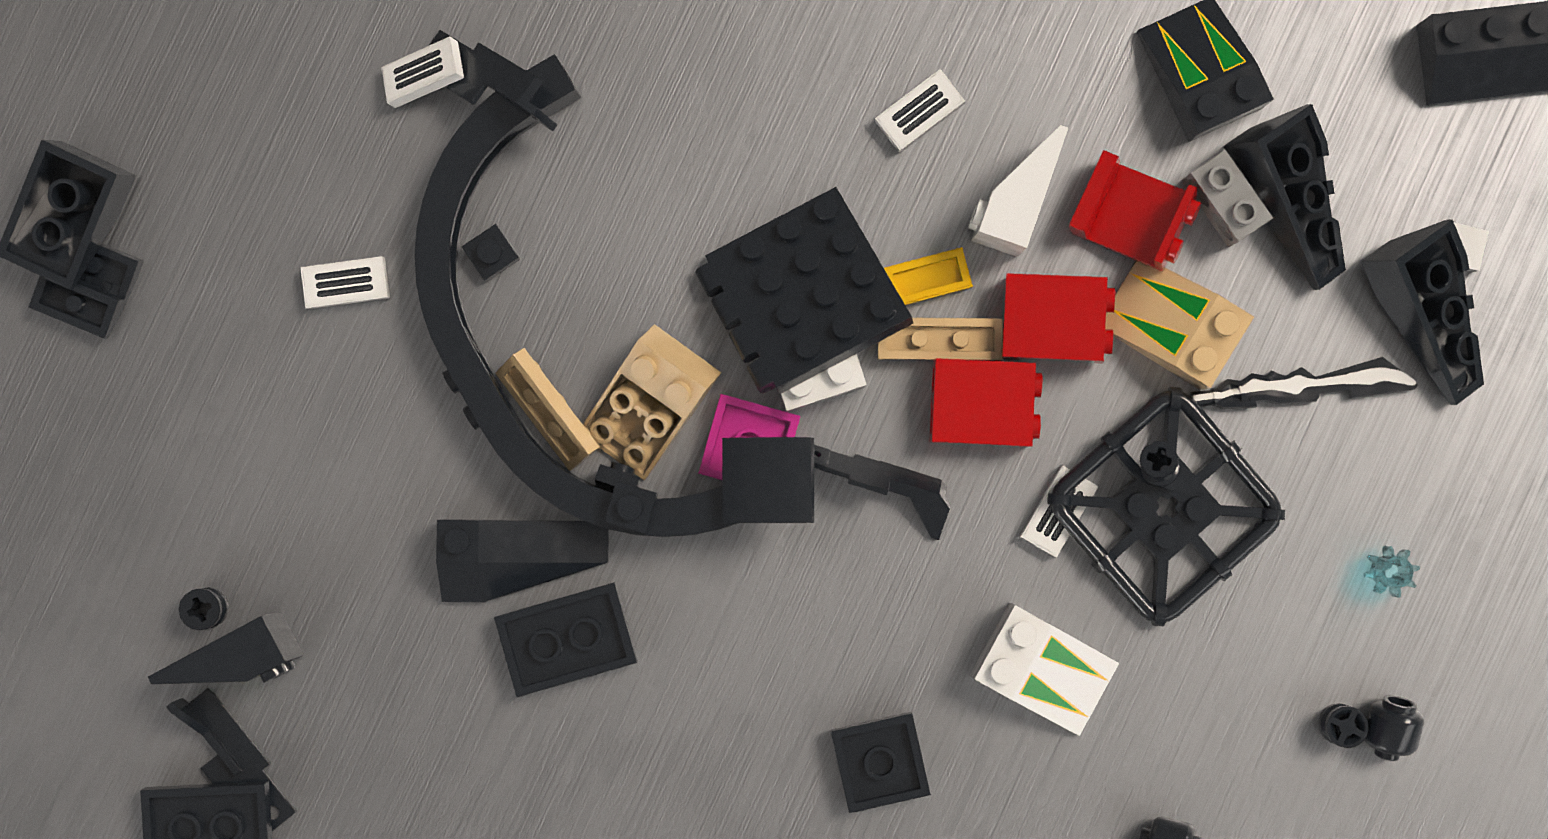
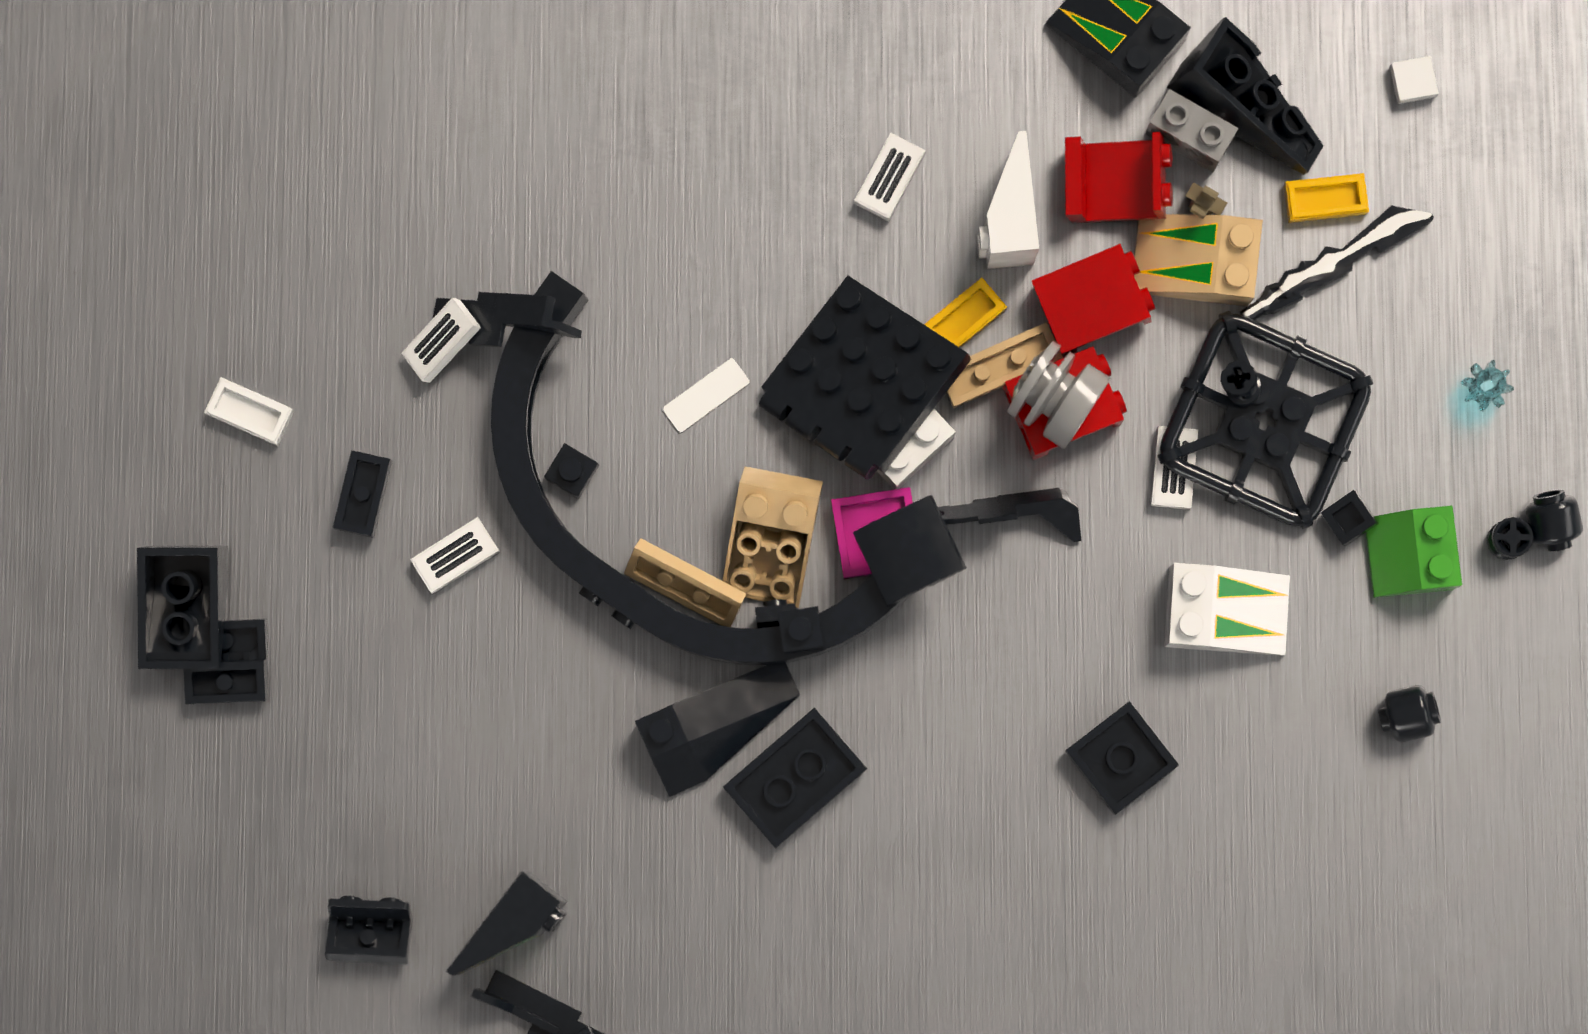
camera: 20 degrees left, 5 degrees down
(103, 599) = (369, 930): none -> black bracket
(212, 606) = (466, 903): black wheel -> none
(214, 57) = (249, 411): none -> white tile
(283, 185) = (362, 494): none -> black plate
(650, 239) = (706, 395): none -> white sticker
(979, 397) = (1057, 394): none -> light grey wheel
(1201, 636) = (1349, 518): none -> black plate
(1207, 273) = (1205, 201): none -> dark tan plate
(1246, 696) = (1414, 552): none -> bright green slope
(1324, 321) = (1326, 198): none -> yellow tile
(1425, 295) = (1402, 135): black wedge -> none

